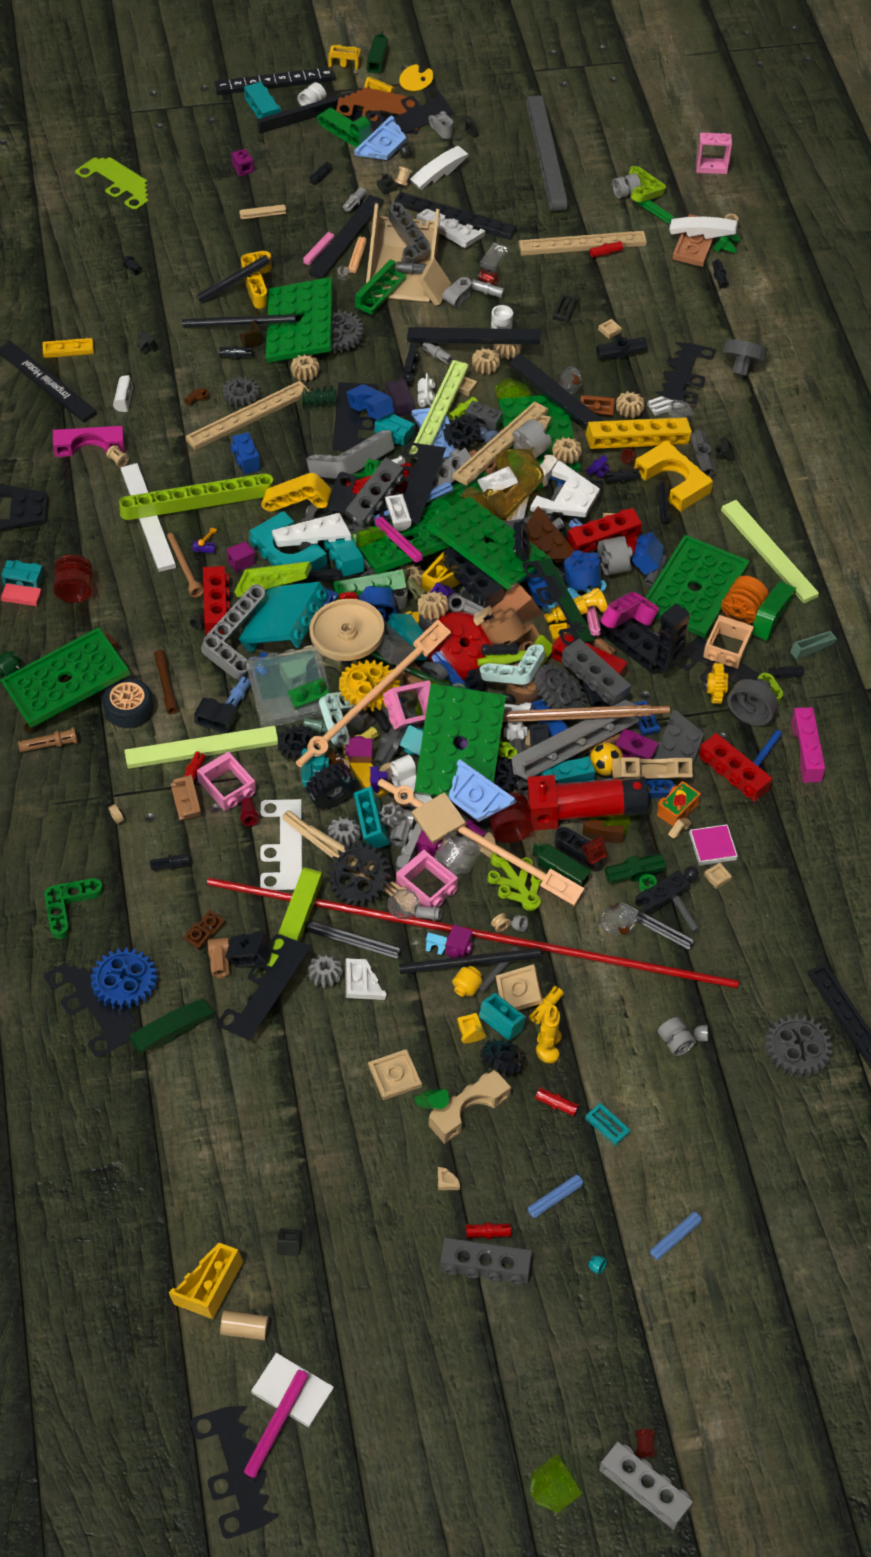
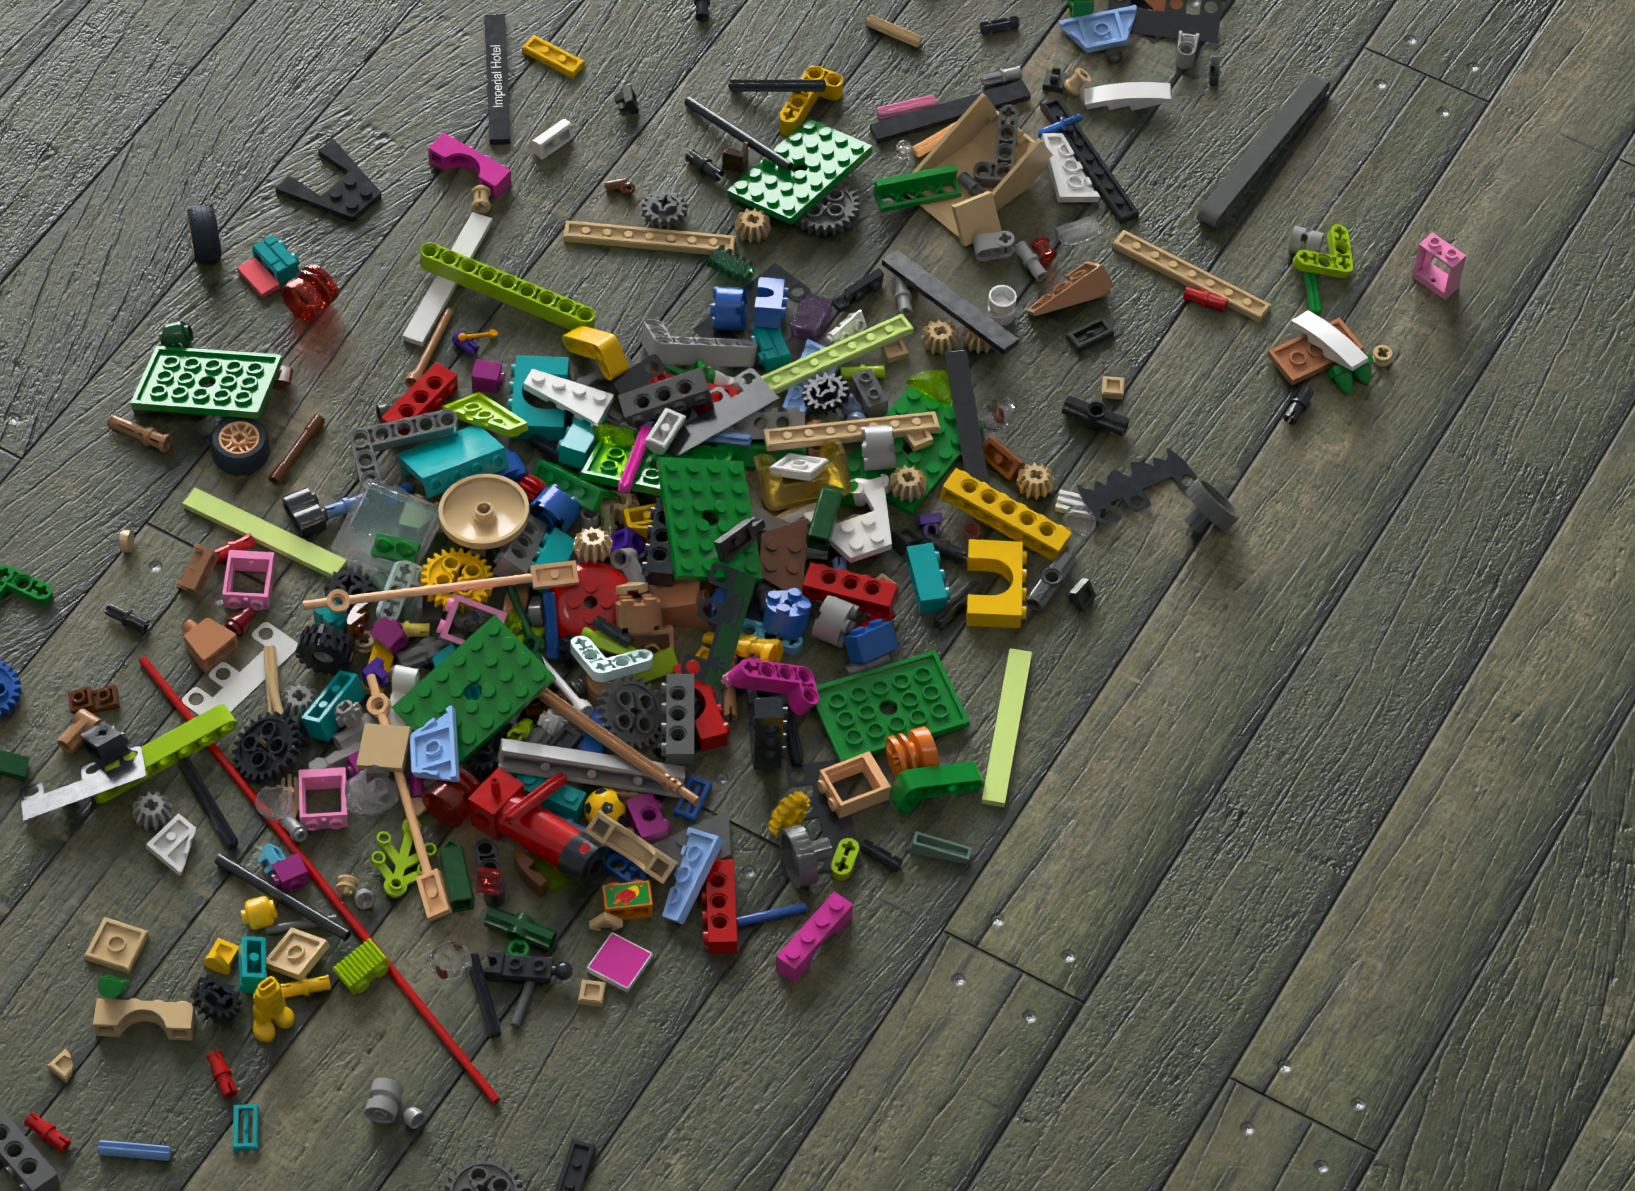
camera: 40 degrees right, 0 degrees up
(242, 838) = (208, 642): none -> nougat torso
(245, 453) = (600, 275): blue brick -> none
(349, 420) = (729, 308): none -> blue brick
(421, 203) = (1061, 125): none -> blue piece
(530, 284) = (1082, 285): none -> medium nougat wedge
(549, 498) = (825, 517): none -> dark green piece
(569, 966) = (361, 967): none -> lime brick
(572, 778) = (535, 798): none -> red axle
(629, 495) = (927, 578): none -> teal brick
(697, 744) = (695, 866): none -> light blue wing

